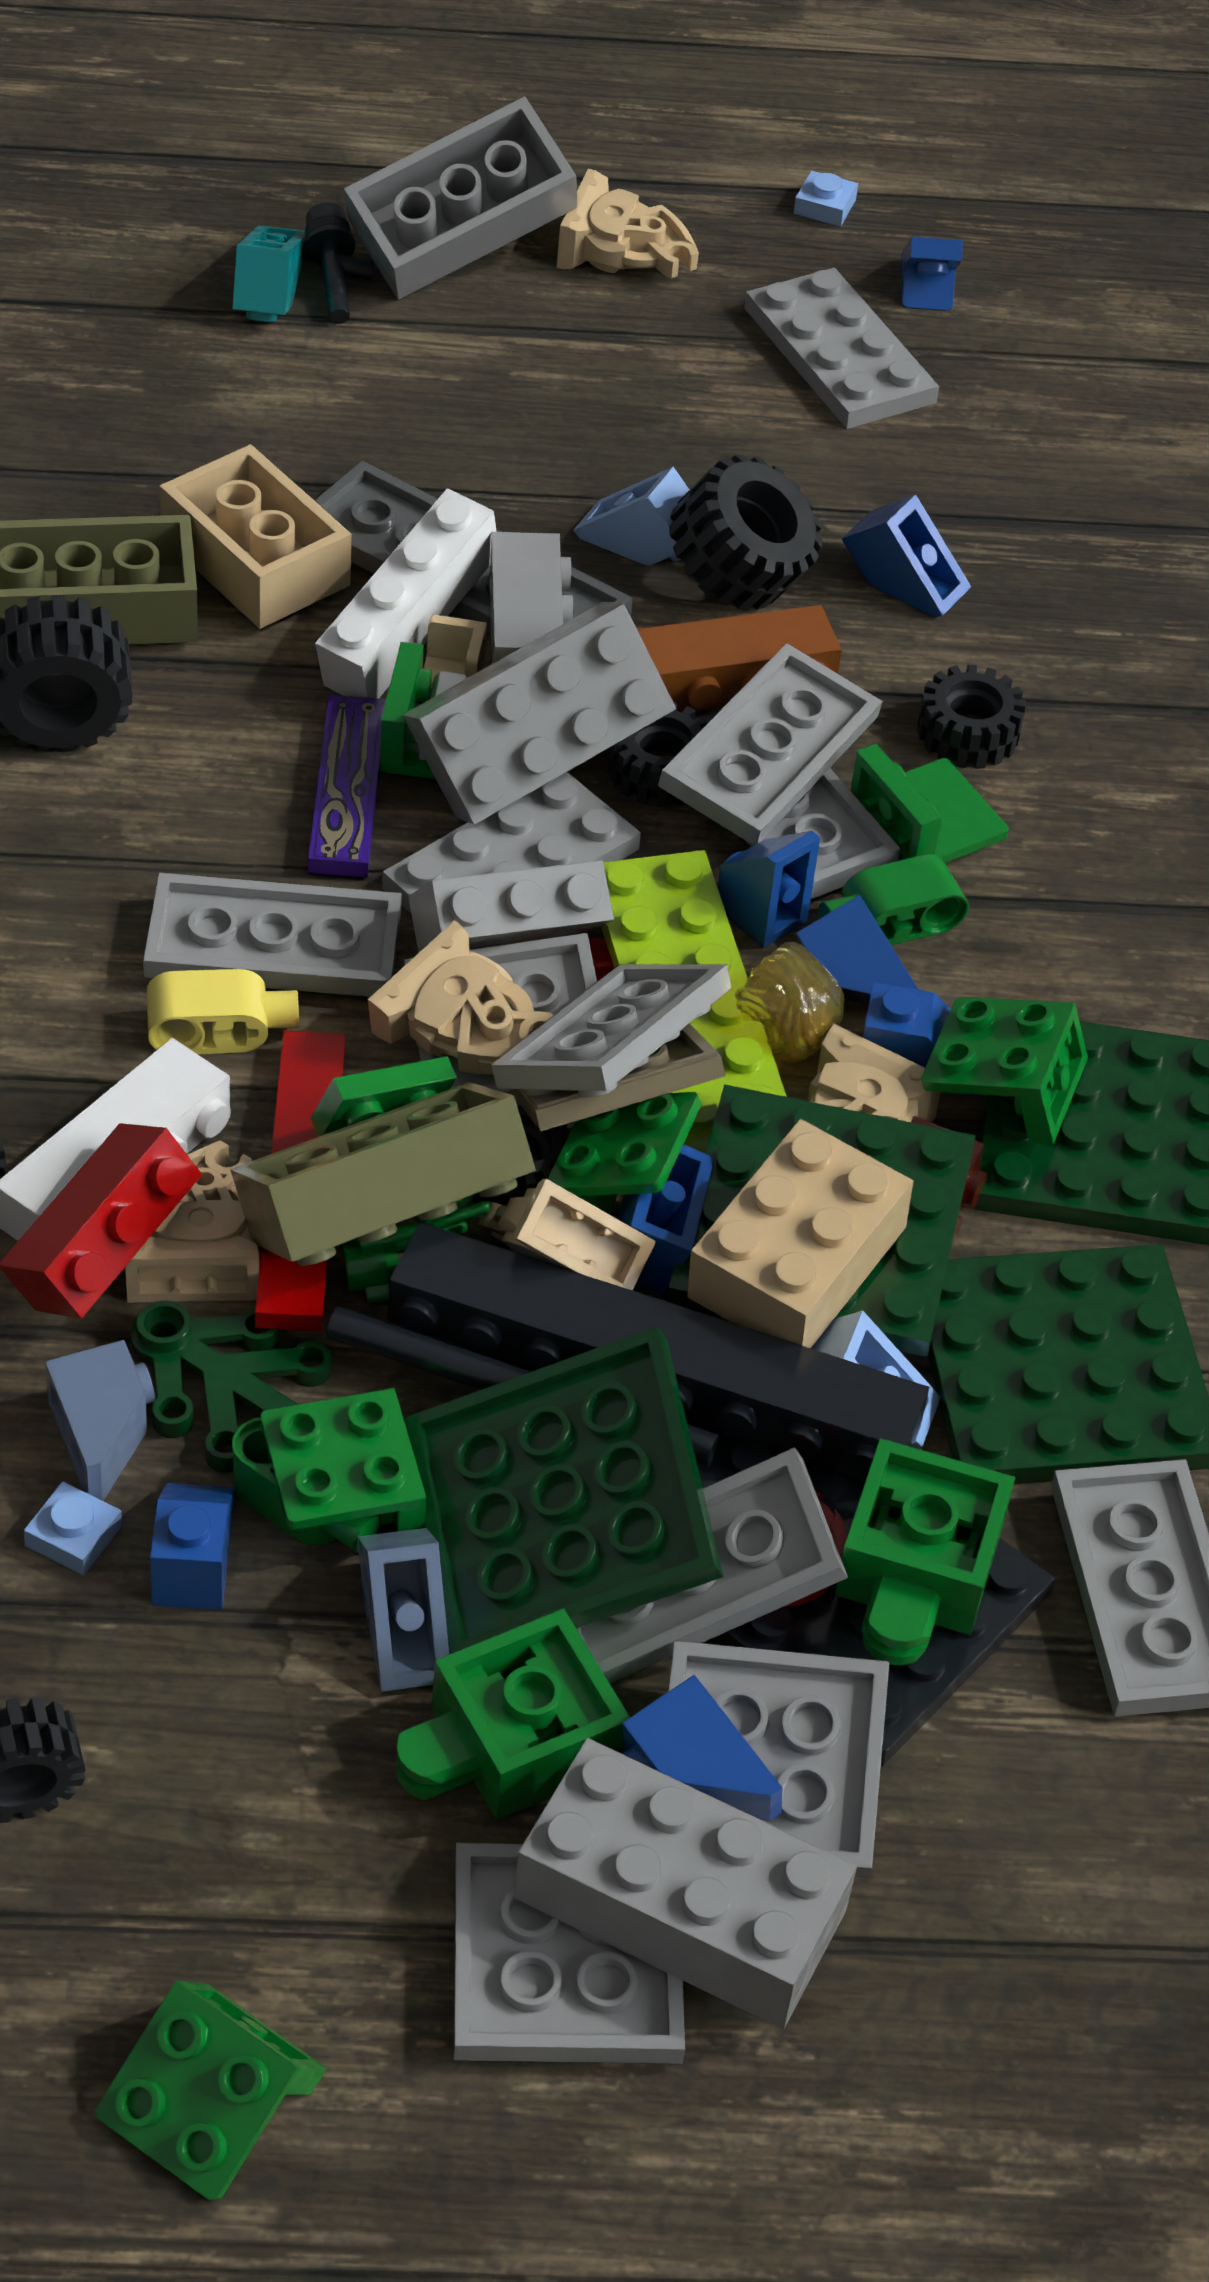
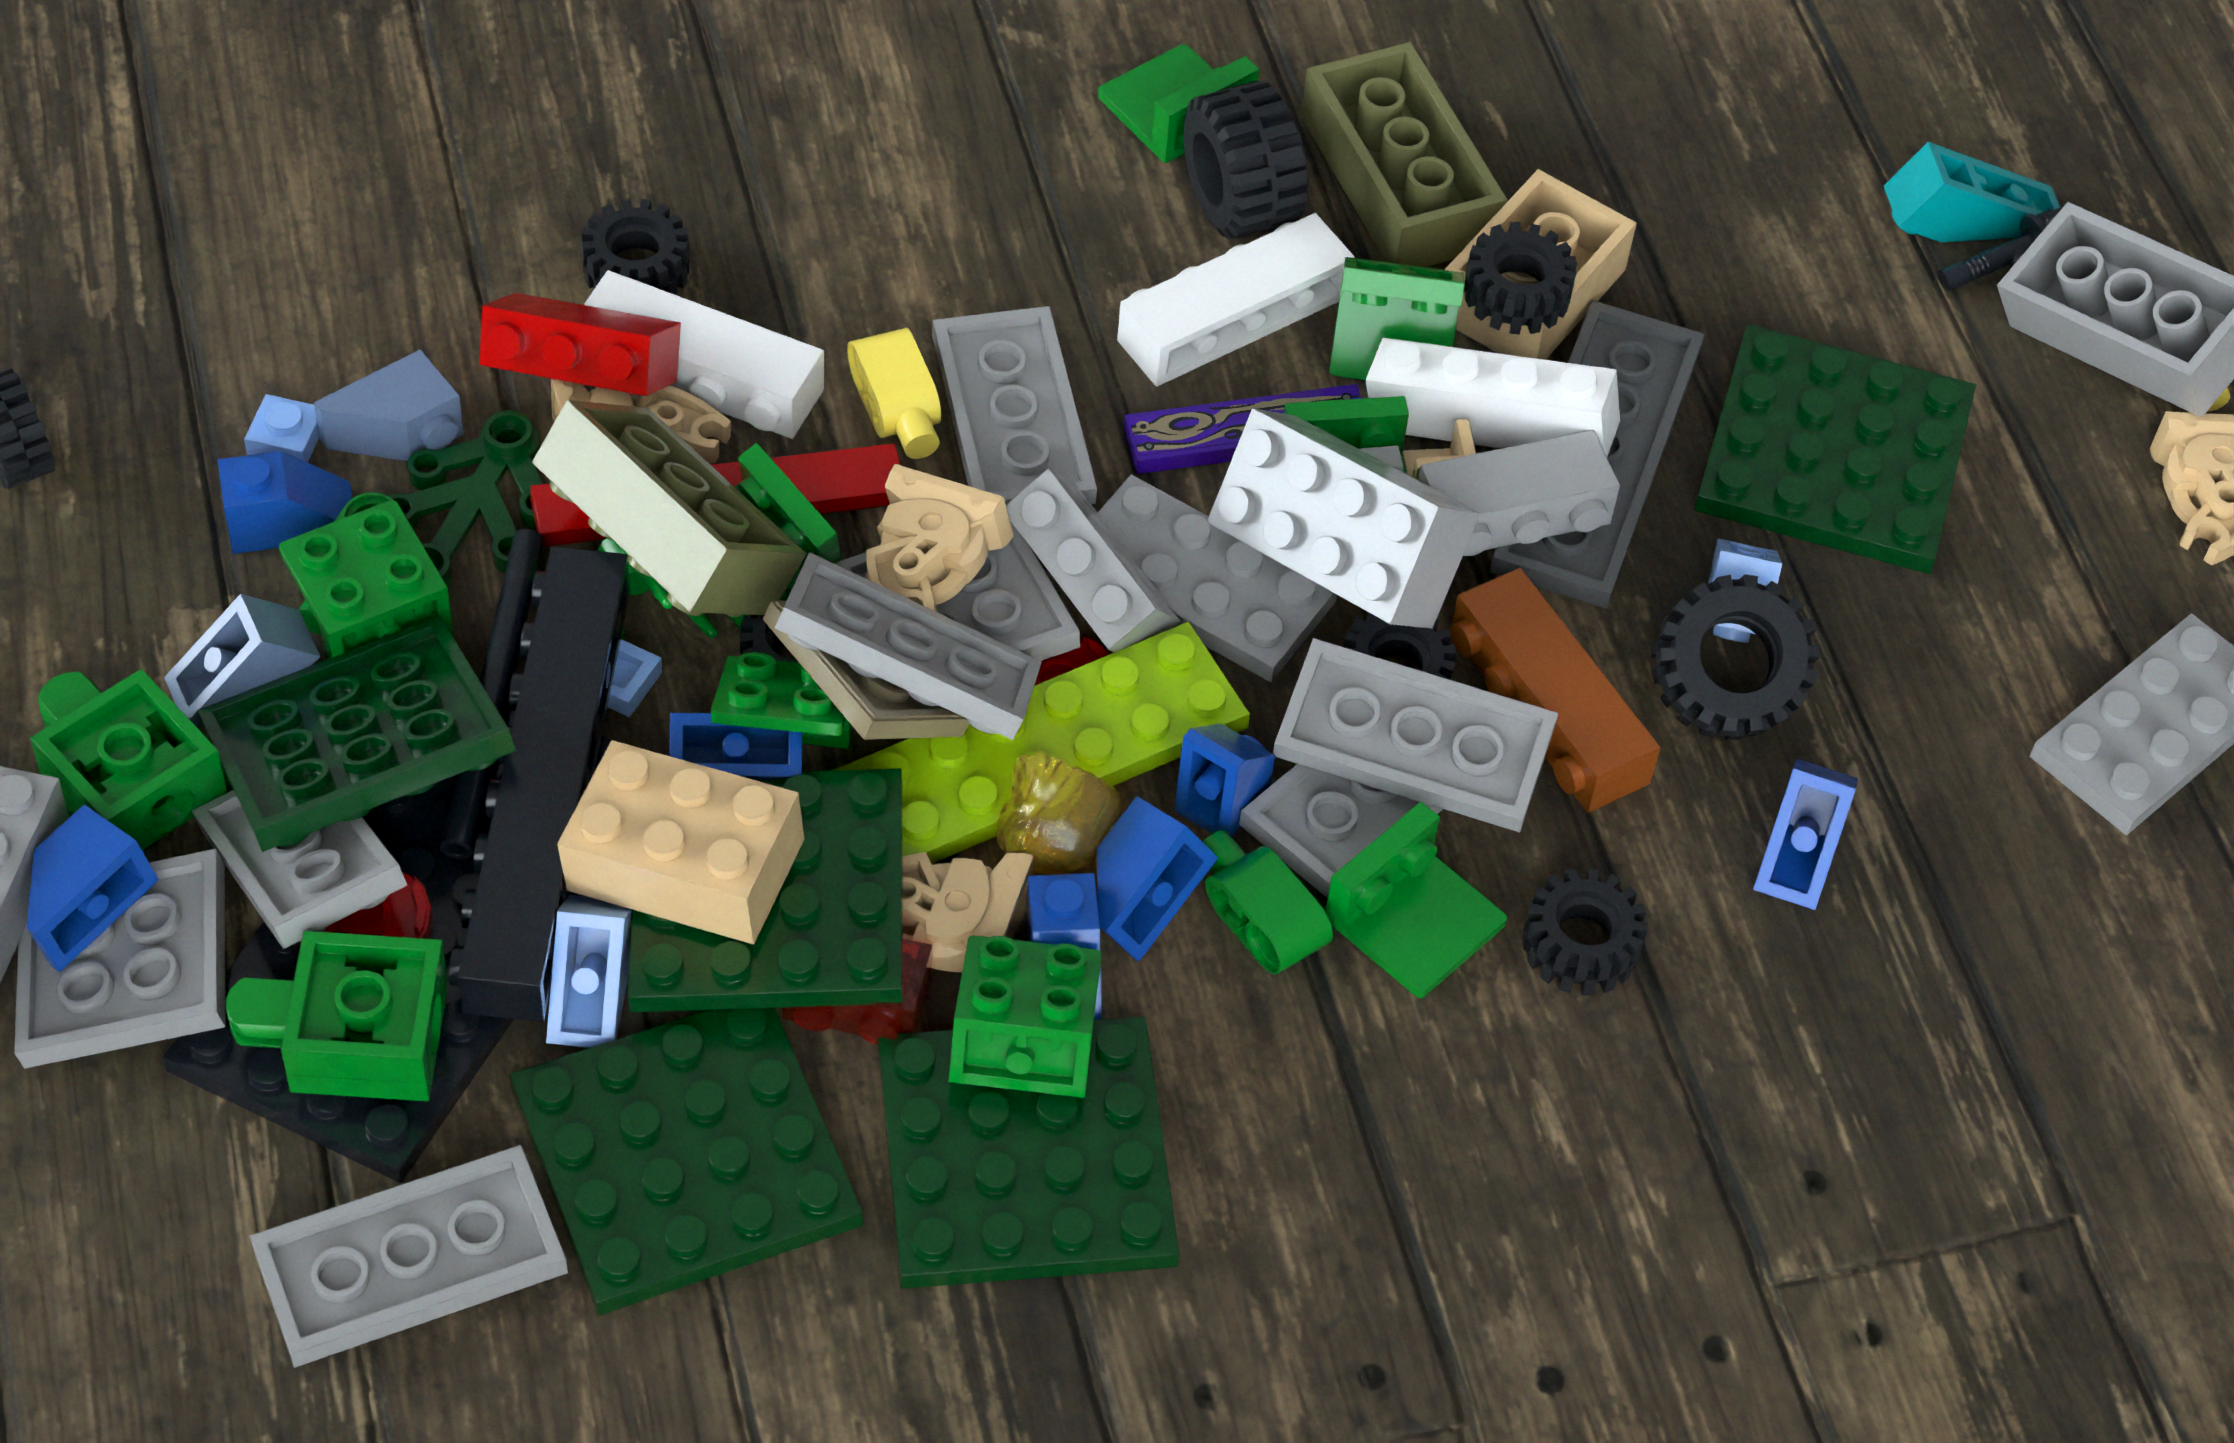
camera: 75 degrees right, 5 degrees up
(196, 747) = (1233, 299): none -> white brick
(280, 628) = (1393, 304): none -> bracket
(307, 544) = (1517, 302): none -> black tyre
(500, 431) = (1837, 448): none -> dark green plate
(569, 1234) = (654, 669): tan piece -> none

